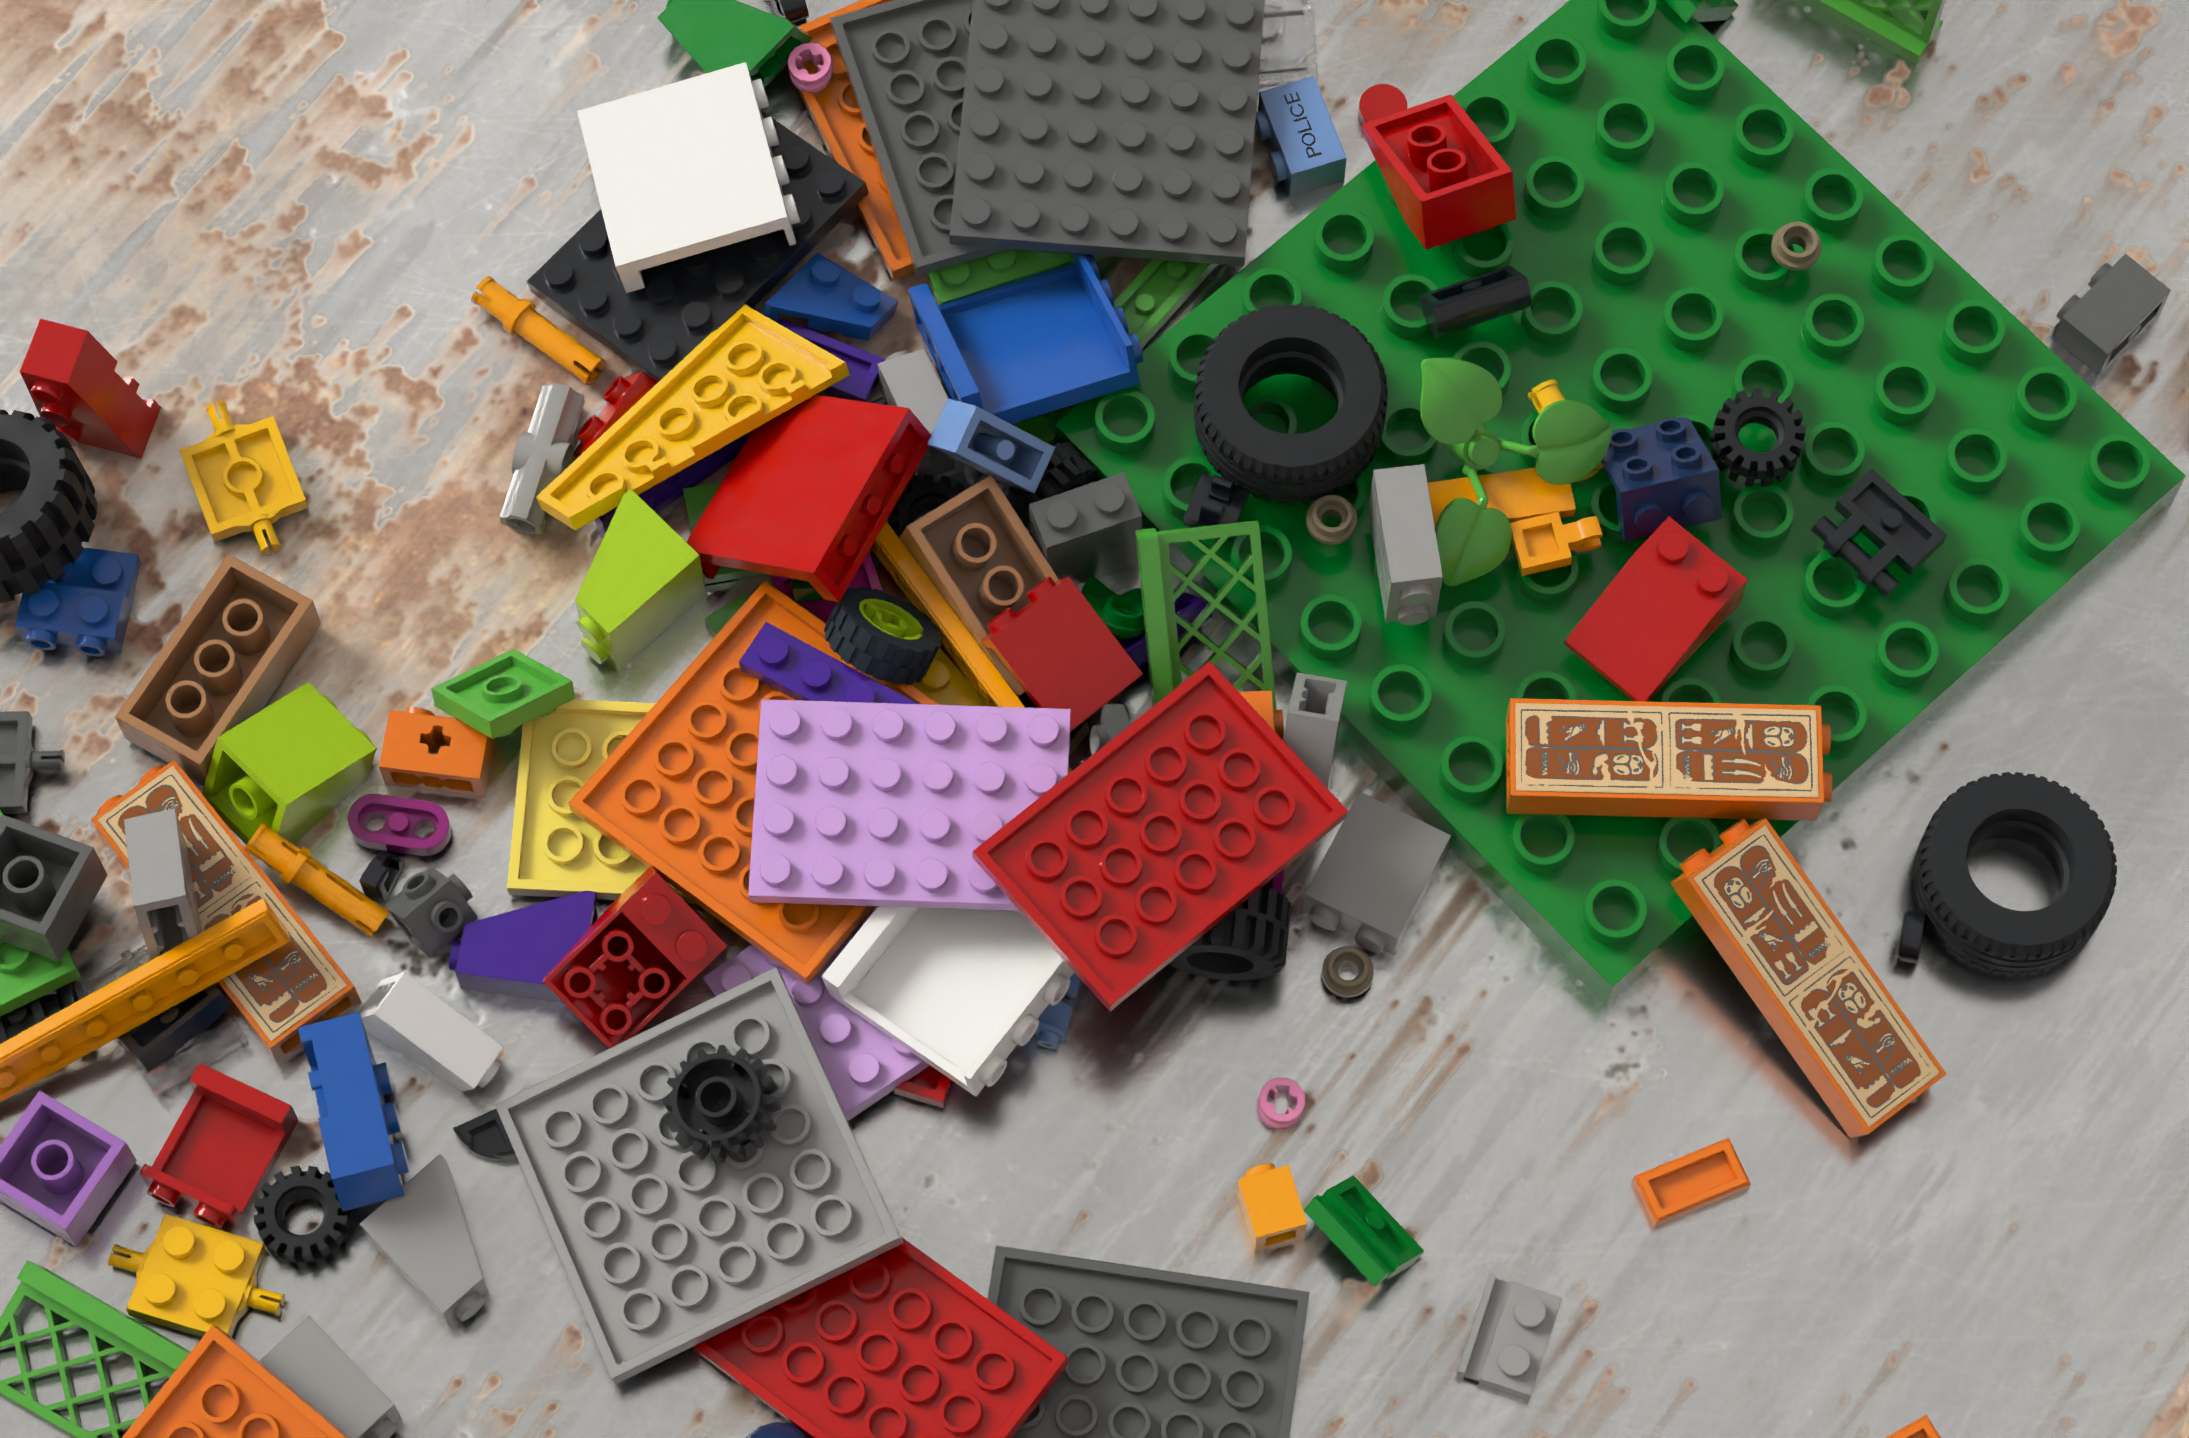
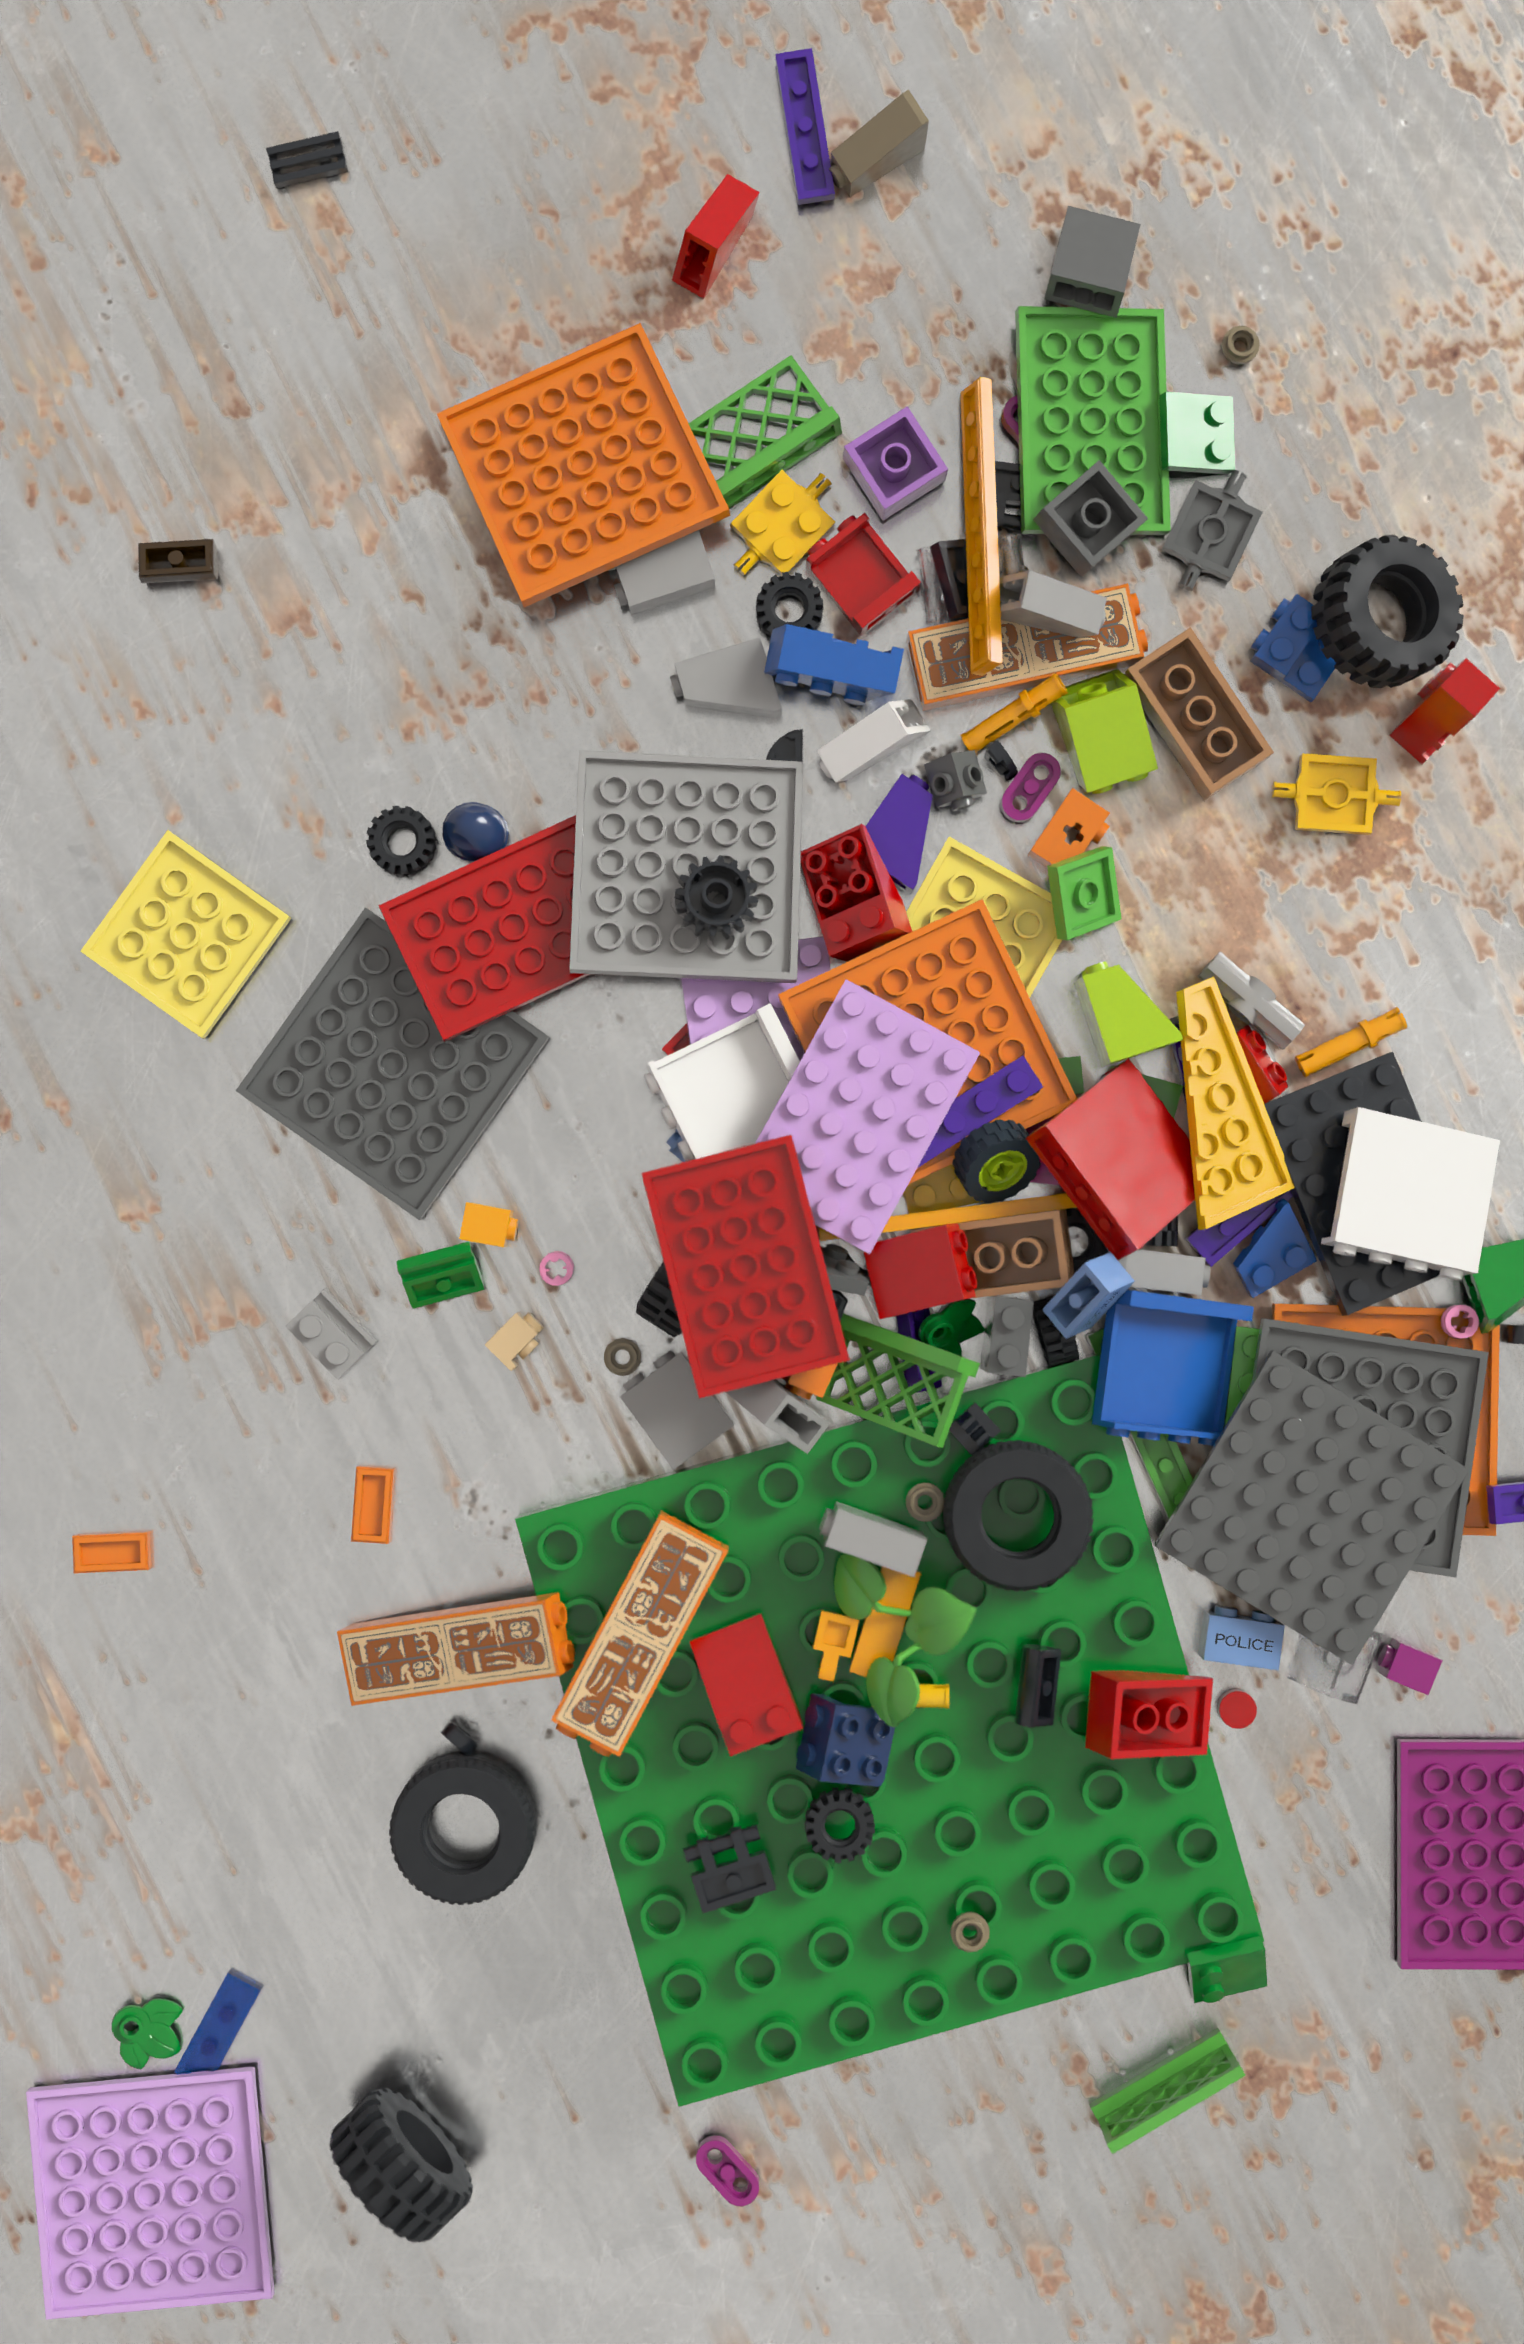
camera: 115 degrees right, 20 degrees up
(1394, 1105) = (515, 1339): none -> tan brick
(2111, 313) = (829, 2129): dark grey brick -> none

